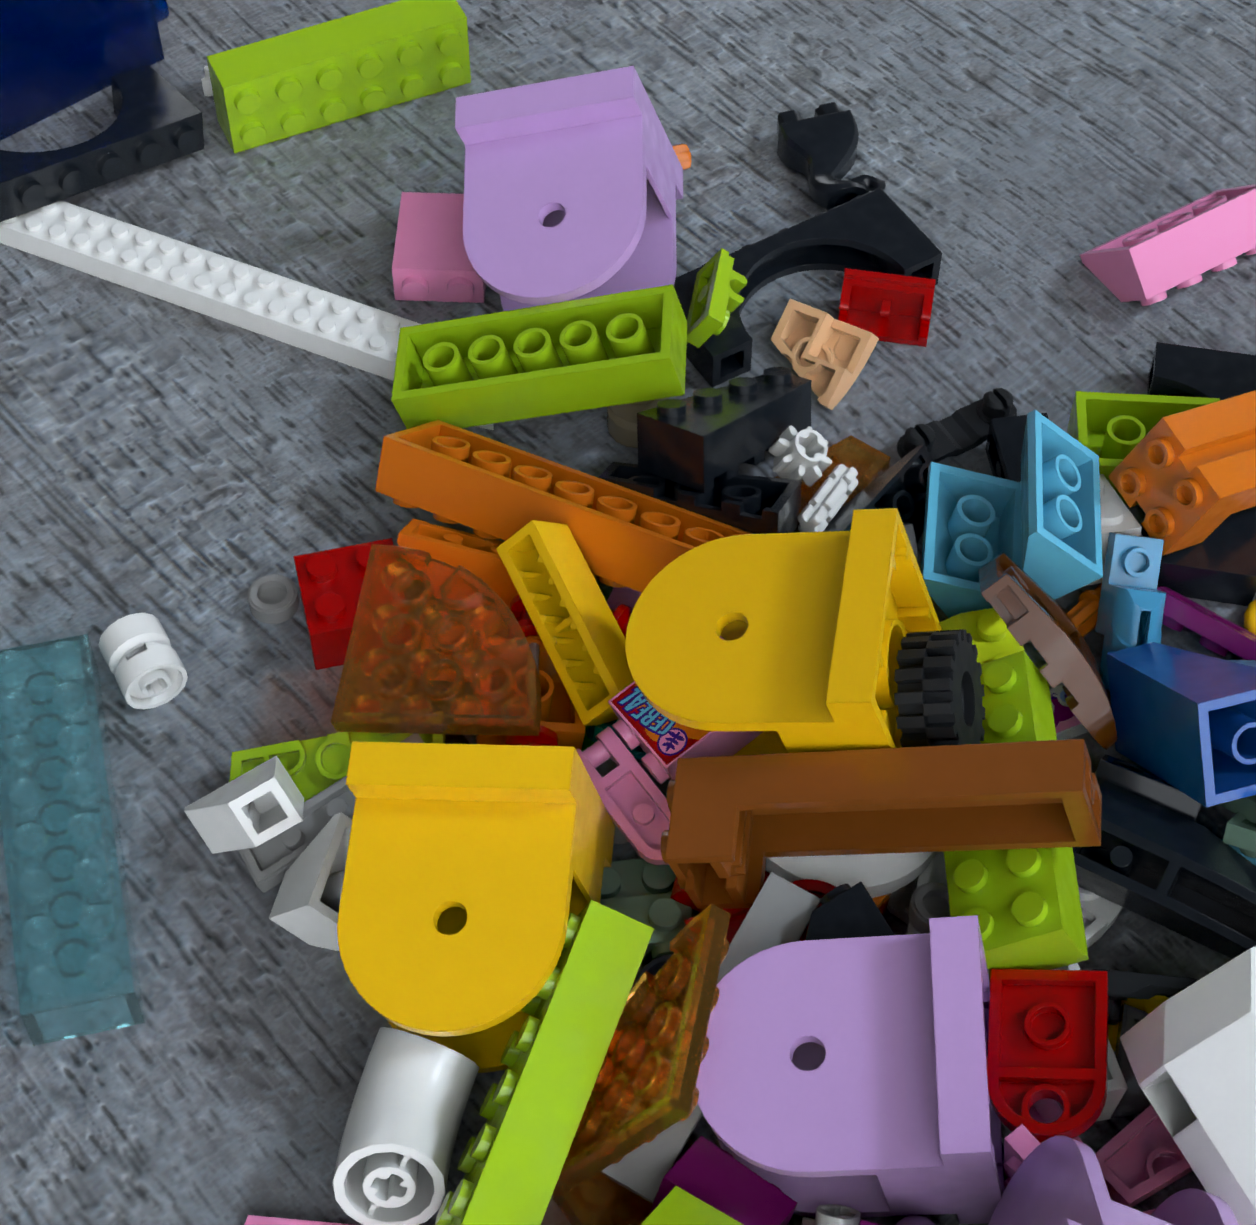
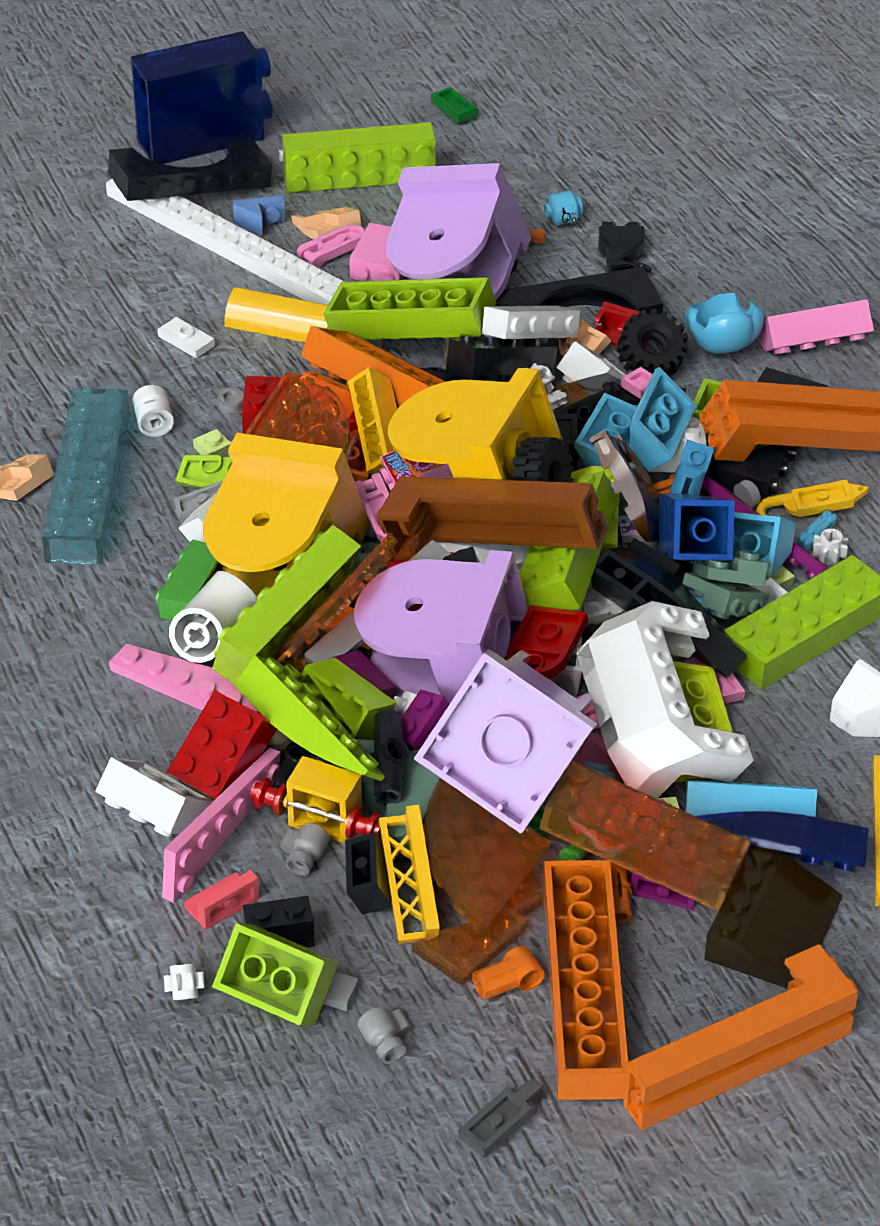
camera: 15 degrees right, 10 degrees down
(152, 482) = (186, 337): none -> white plate
(196, 206) = (255, 212): none -> medium blue slope
(248, 809) = (182, 479): white slope -> none
(269, 705) = (212, 444): none -> yellowish green plate
(301, 407) = (273, 314): none -> yellow brick
(324, 1042) = (190, 575): none -> bright green brick
(326, 200) = (326, 221): none -> light nougat slope
(346, 243) = (330, 245): none -> bright pink plate
(704, 98) = (563, 208): none -> medium azure head
(714, 298) = (526, 294): lime plate -> none
(753, 345) = (530, 322): none -> white brick
(870, 404) = (588, 368): none -> white slope
(965, 417) = (636, 381): none -> bright pink plate
(977, 317) = (654, 328): none -> black tyre
(1054, 274) = (724, 325): none -> medium azure piece
(1224, 599) = (748, 493): none -> light grey tile

